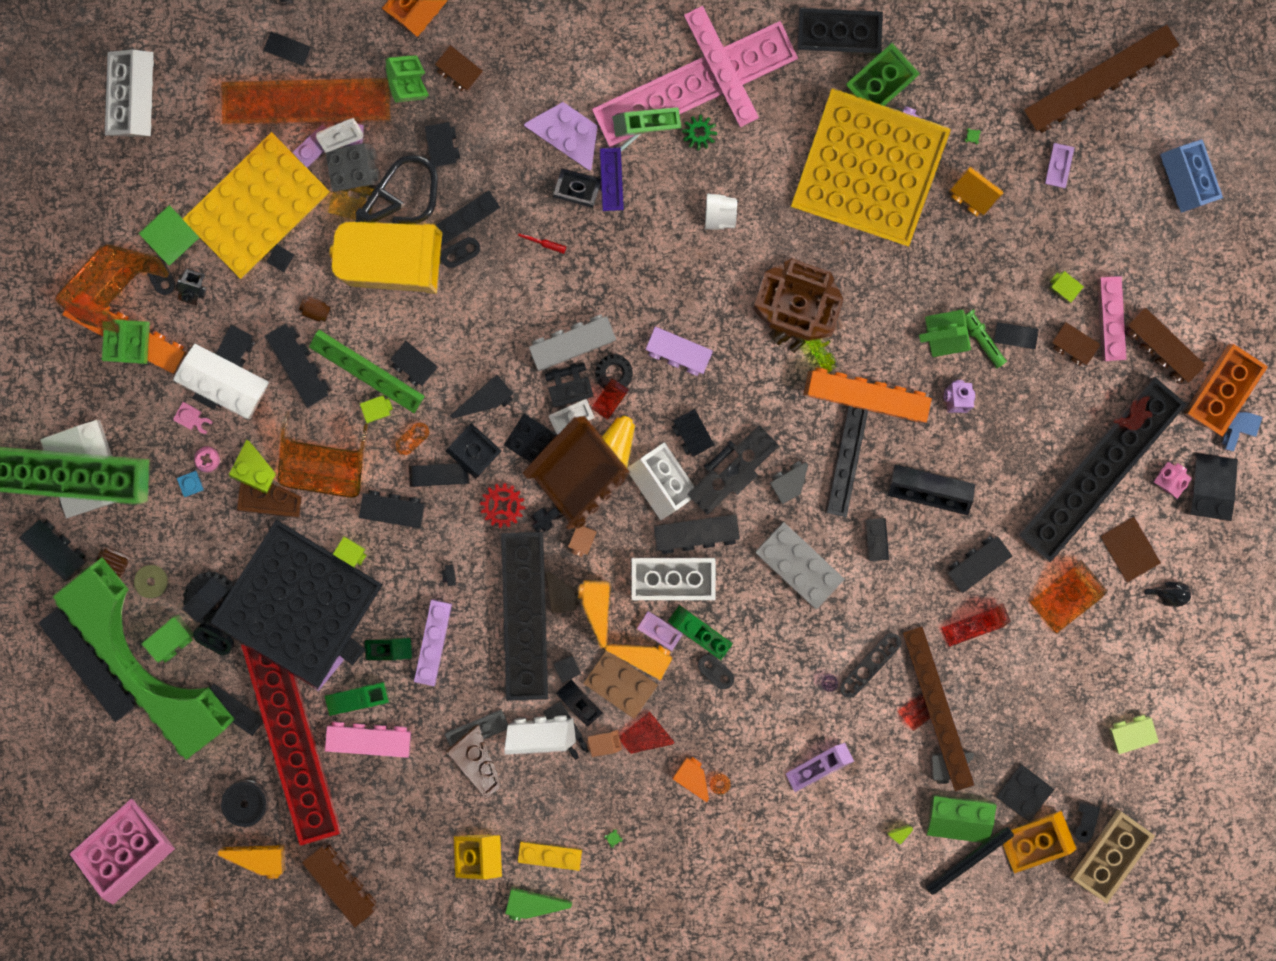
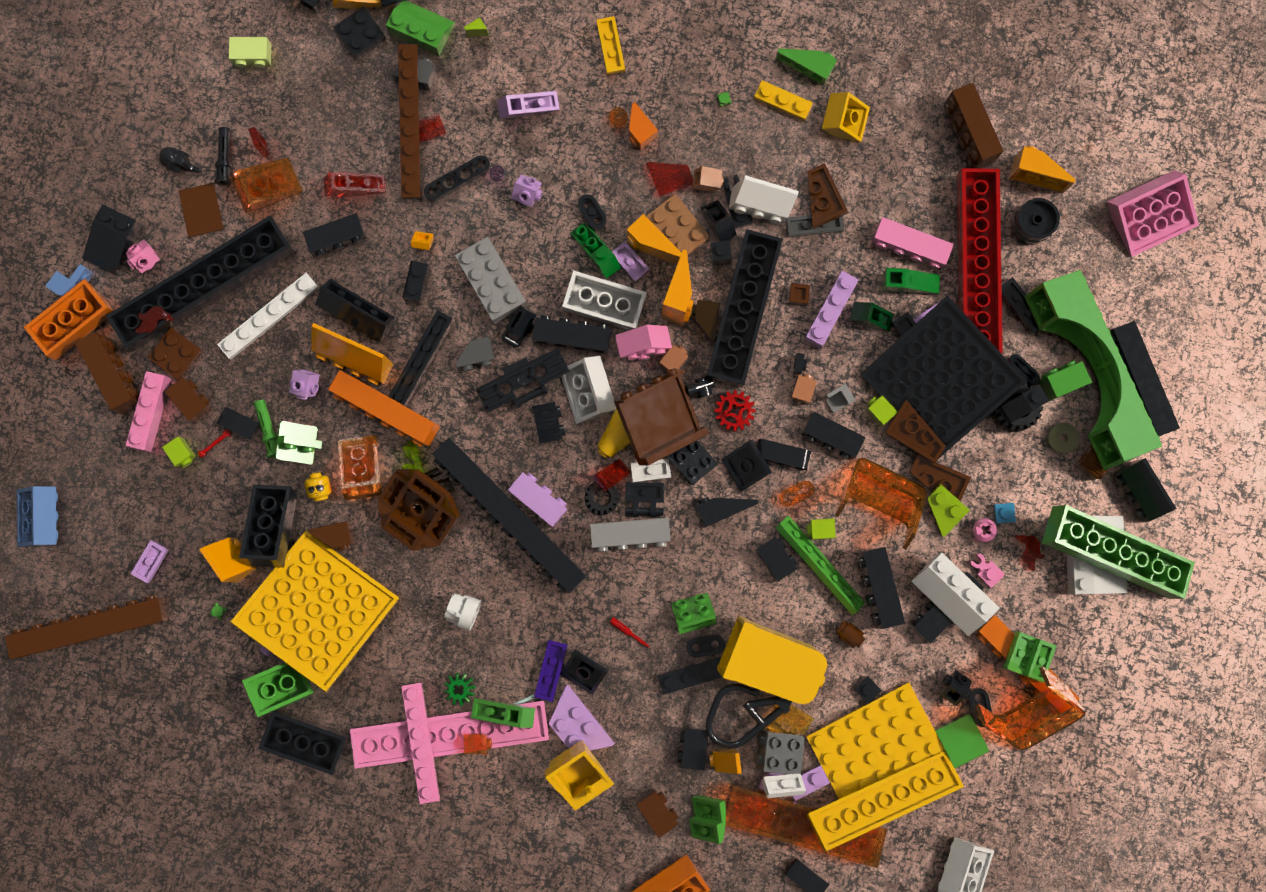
camera: 165 degrees left, 5 degrees down
(151, 452) = (1032, 550): none -> clear red piece
(232, 151) = (884, 801): none -> yellow plate
(307, 537) = (915, 433): none -> reddish brown wing
(397, 551) = (839, 398): none -> light grey panel
(406, 142) = (725, 761): none -> light orange slope
(437, 550) = (803, 389): none -> nougat brick
(471, 650) = (799, 294): none -> reddish brown plate
(482, 282) = (693, 613): none -> bright green bracket
(551, 82) = (577, 775): none -> yellow piece
(618, 545) = (643, 342): none -> bright pink brick
(663, 83) = (477, 743): none -> clear orange bracket
(702, 324) = (506, 512): none -> black brick
(751, 859) = (610, 45): none -> yellow plate
(755, 525) = (519, 326): none -> black piece
(791, 672) = (527, 190): none -> lavender brick
(873, 328) = (360, 467): none -> clear orange slope
(876, 250) = (335, 535): none -> reddish brown slope
(885, 586) = (422, 240): none -> light orange plate
(911, 294) = (317, 486): none -> yellow head
(919, 440) = (349, 354): none -> light orange slope
(946, 238) = (268, 526): none -> black brick
(1021, 458) = (268, 316): none -> white plate
(1043, 293) = (226, 433): none -> red hinge
(1089, 638) = (259, 142): none -> clear red tile
(1106, 388) = (175, 354): none -> reddish brown plate
(1118, 603) = (223, 165): none -> black pin

